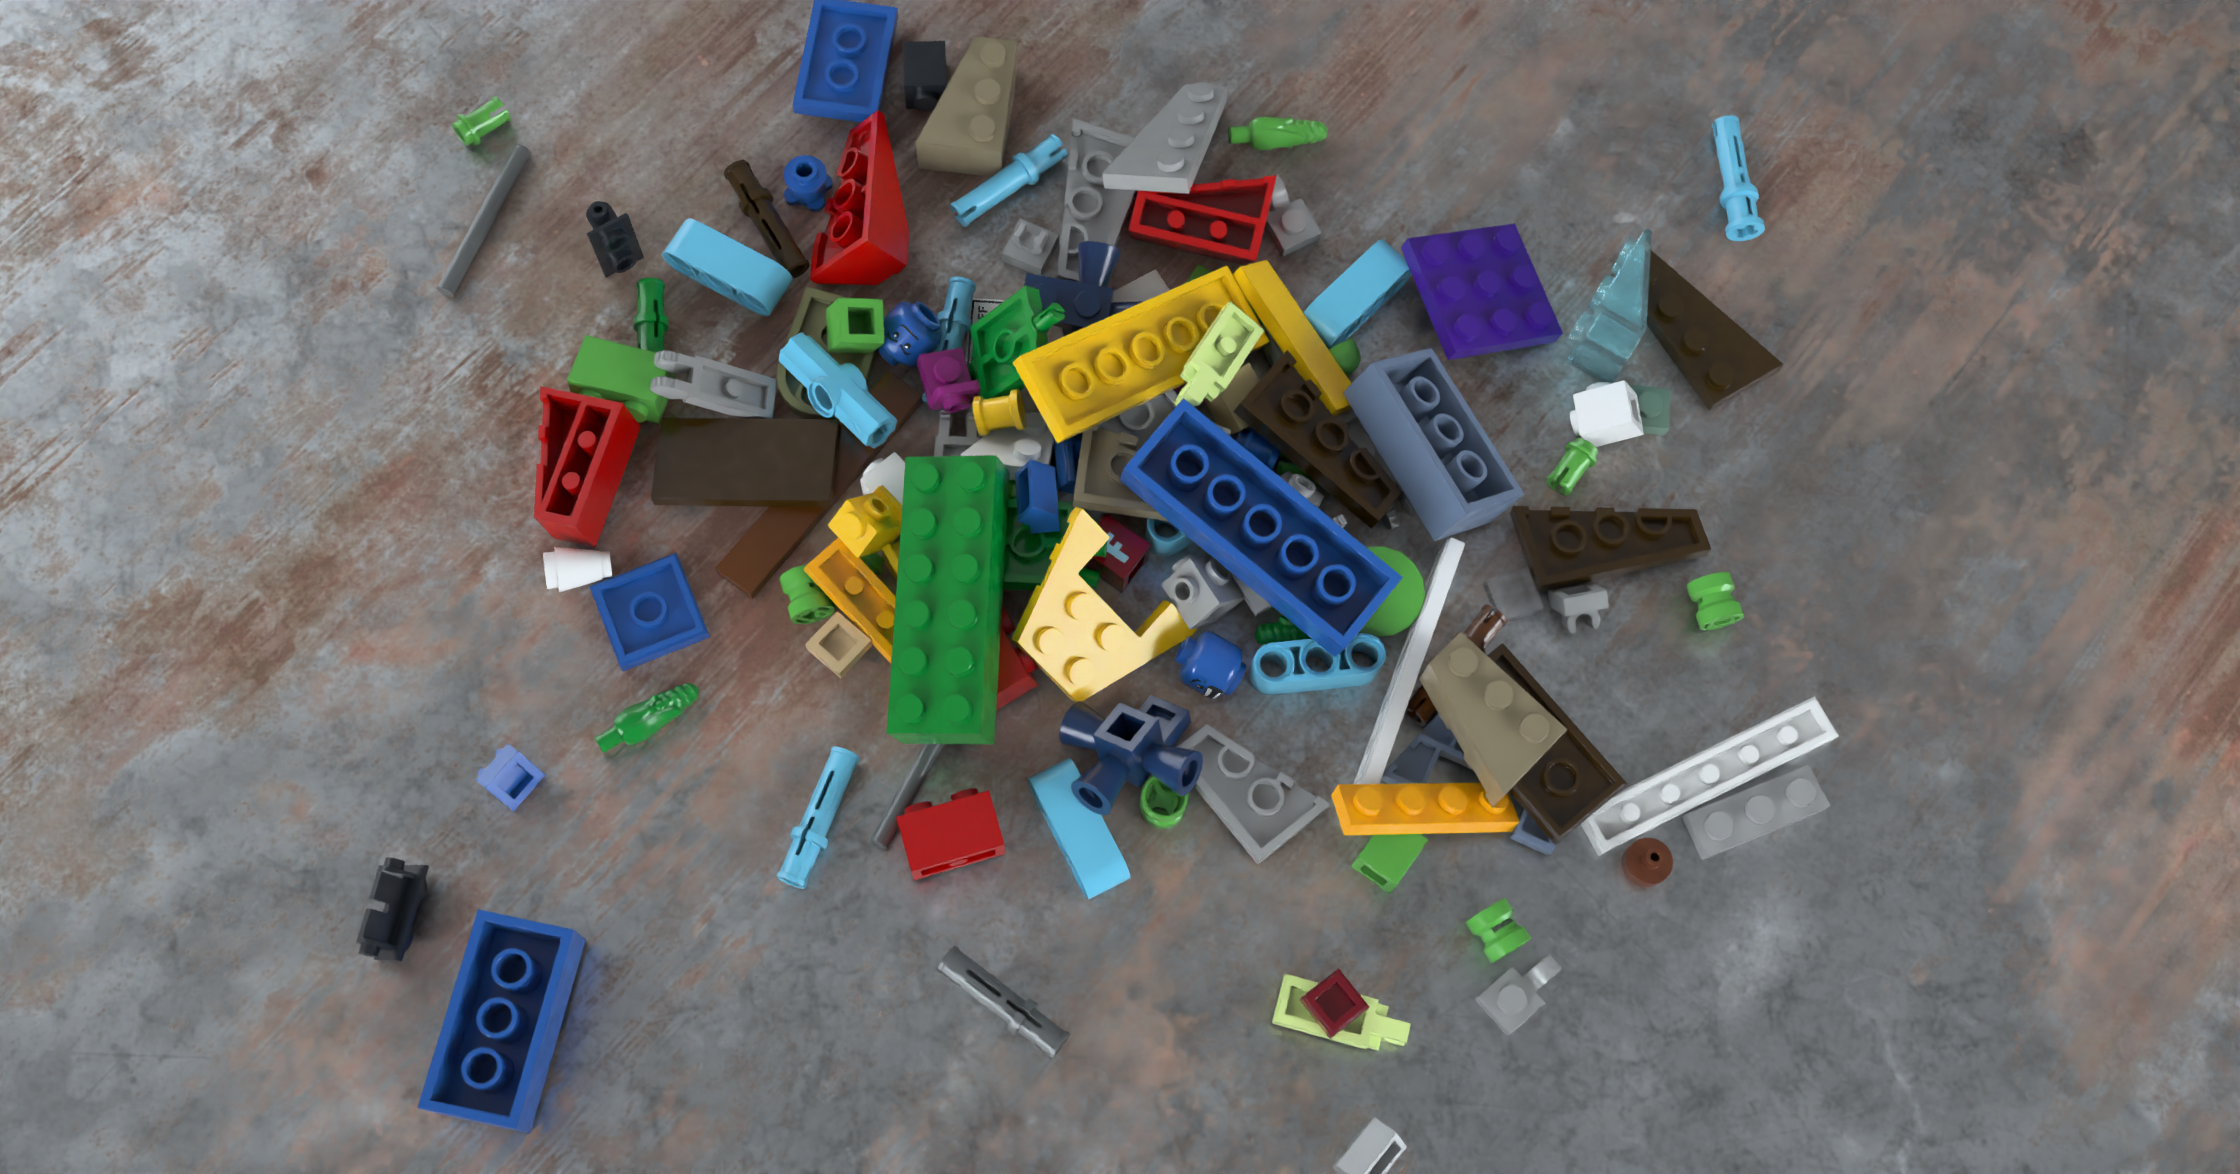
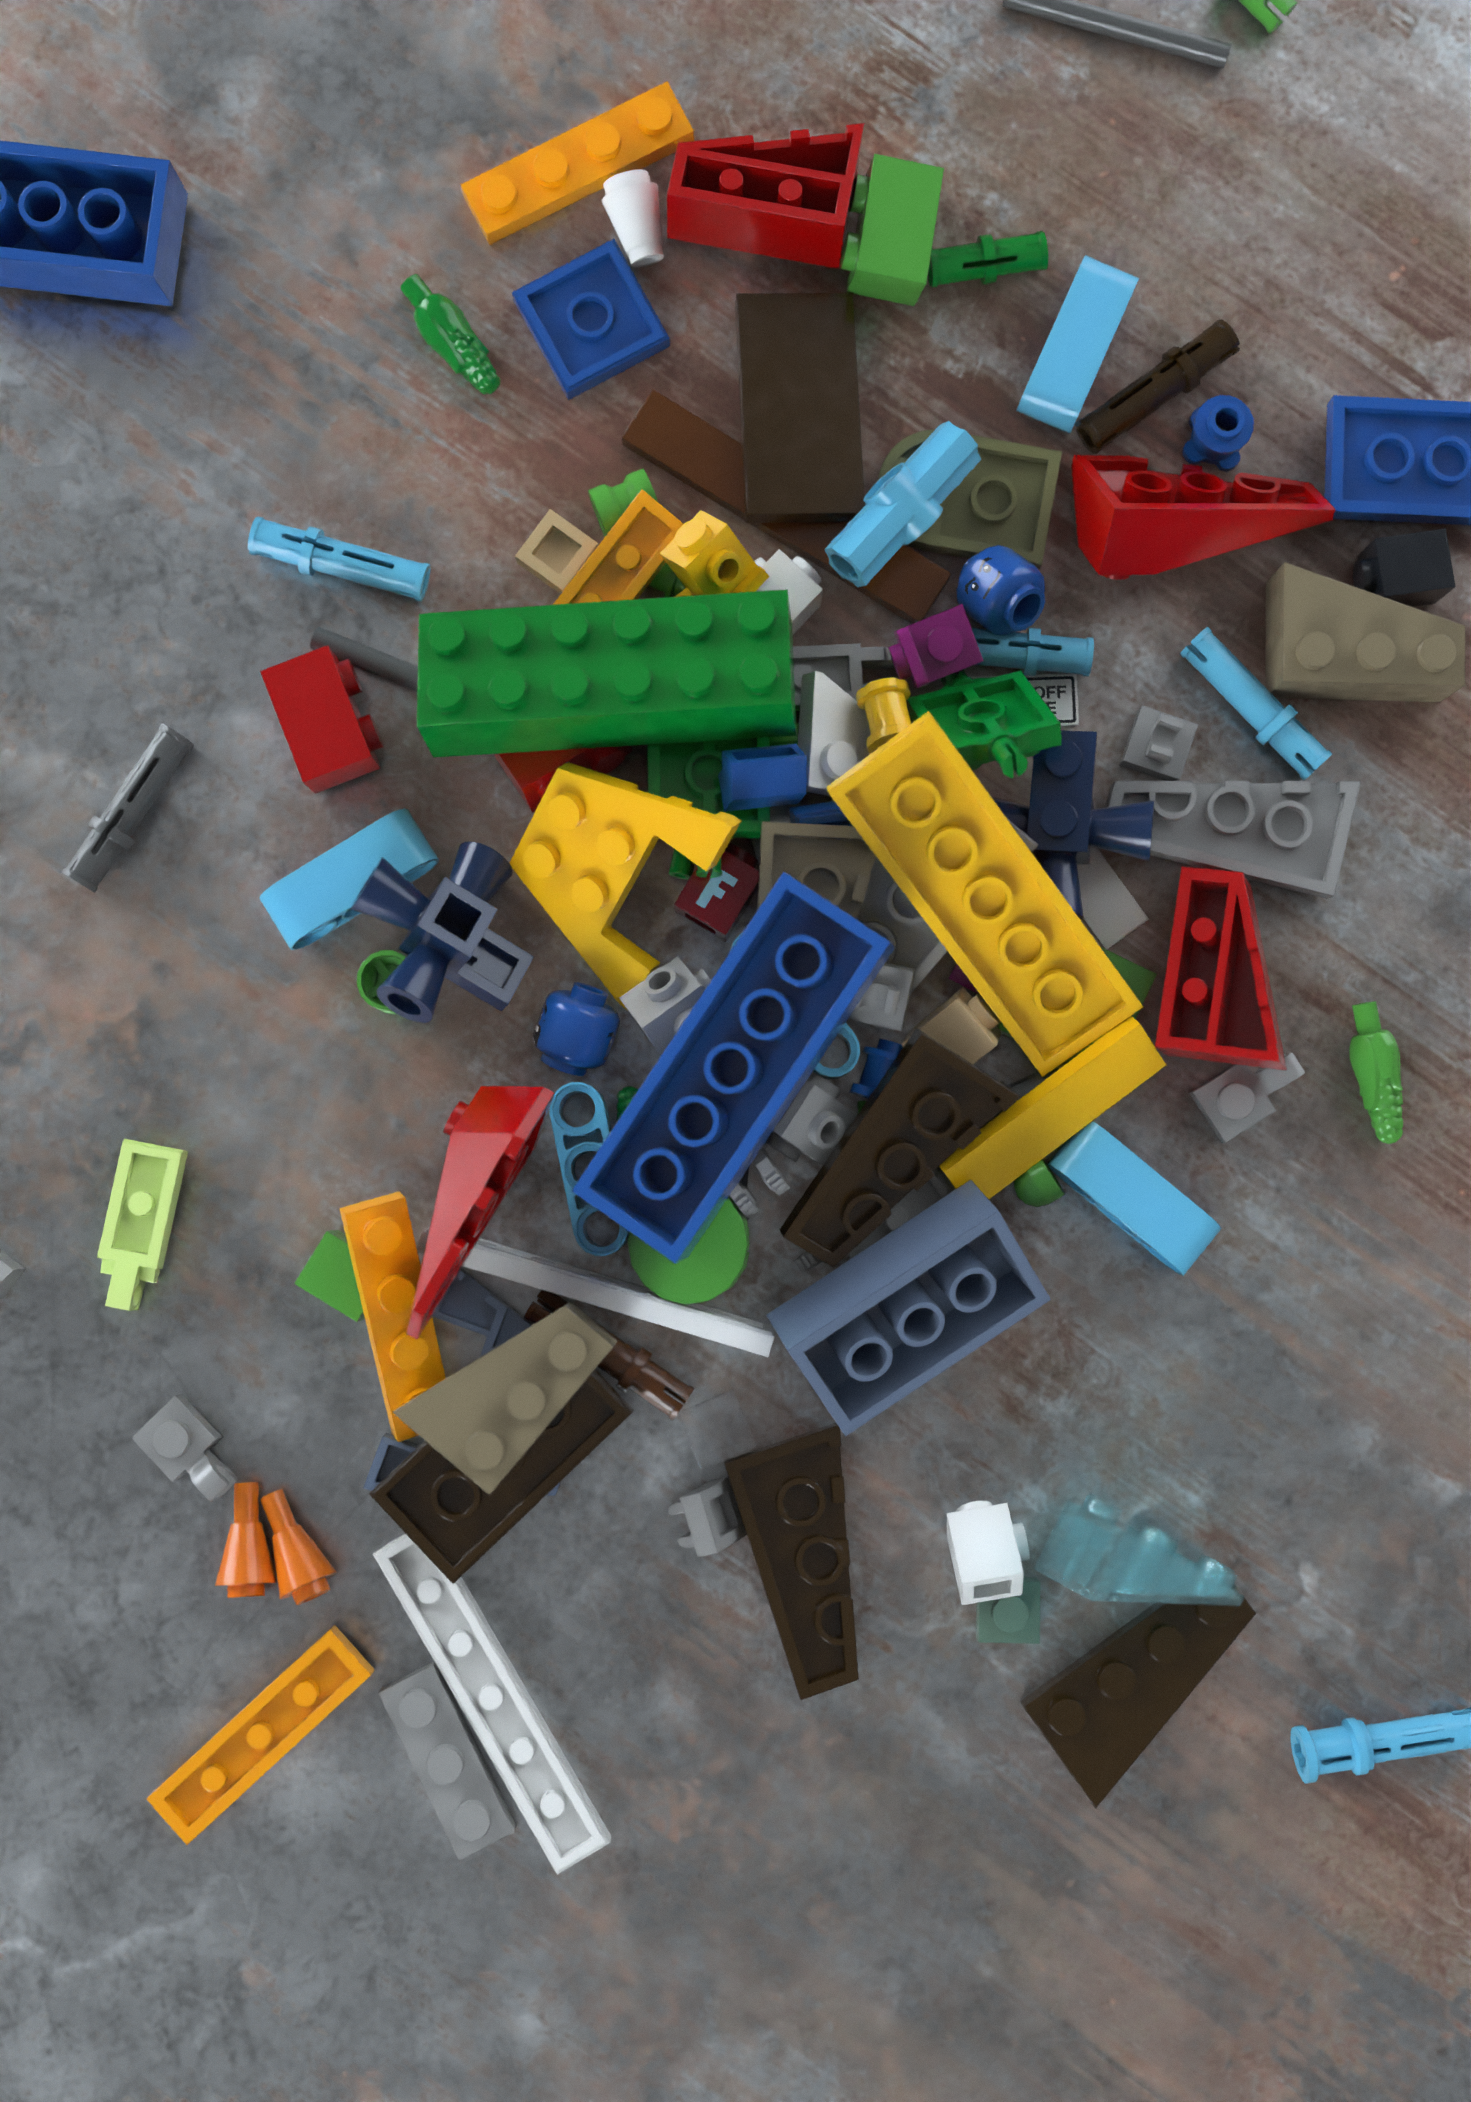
camera: 90 degrees right, 15 degrees up
(390, 932) = (161, 79): black hinge -> none
(510, 777) = (356, 181): tile -> none
(521, 611) = (577, 162): none -> light orange plate
(612, 239) = (1088, 179): black hinge -> none
(715, 386) = (893, 353): light grey hinge -> none
(855, 325) = (993, 513): bright green brick -> none
(1172, 144) = (1323, 917): light grey wing -> none
(1218, 355) = (991, 999): yellowish green hinge -> none
(1249, 796) = (410, 1090): light grey wing -> none
(1317, 739) = (482, 1161): none -> red wedge
(1334, 1003) = (143, 1212): dark red tile -> none
(1481, 291) = (1157, 1370): dark purple plate -> none
(1503, 940) = (258, 1419): bright green wheel -> none
(1571, 467) = (912, 1508): bright green pin -> none
(1604, 949) = (246, 1555): none -> orange cone
(1608, 908) = (298, 1561): none -> orange cone
(1647, 862) = (377, 1604): copper tile -> none
(1715, 604) = (725, 1706): bright green wheel -> none
(1739, 949) = (260, 1734): none -> light orange plate

